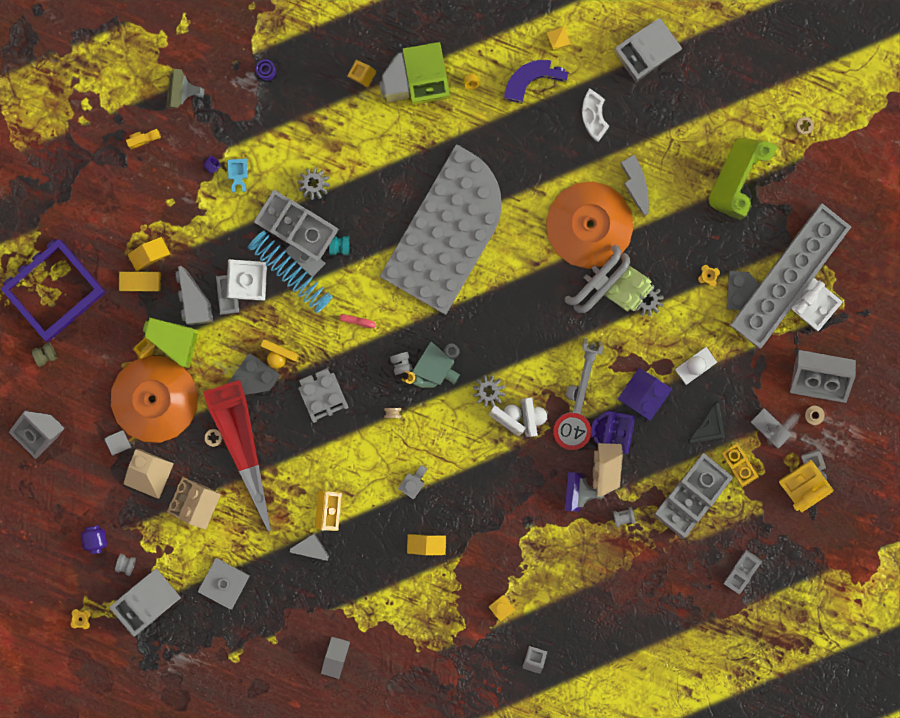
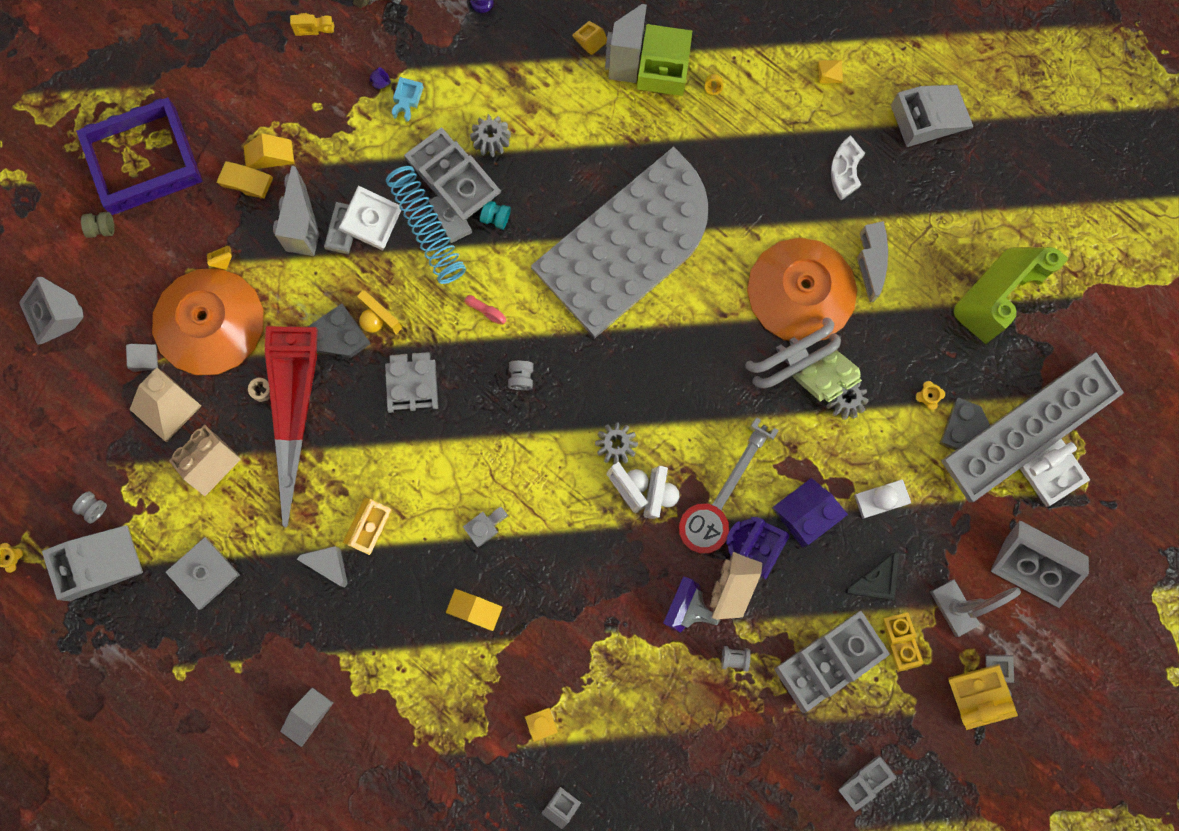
camera: 10 degrees right, 10 degrees down
(93, 539) = (63, 462): dark purple head -> none
(172, 339) = (256, 253): lime slope -> none
(392, 412) = (489, 431): tan bush -> none
(434, 367) = (559, 392): sand green torso -> none
(529, 72) = (787, 95): dark purple arch -> none
(572, 391) = (718, 480): light grey hinge -> none
(799, 122) = (1090, 264): tan bush -> none
(808, 415) = (1009, 612): tan plate -> none

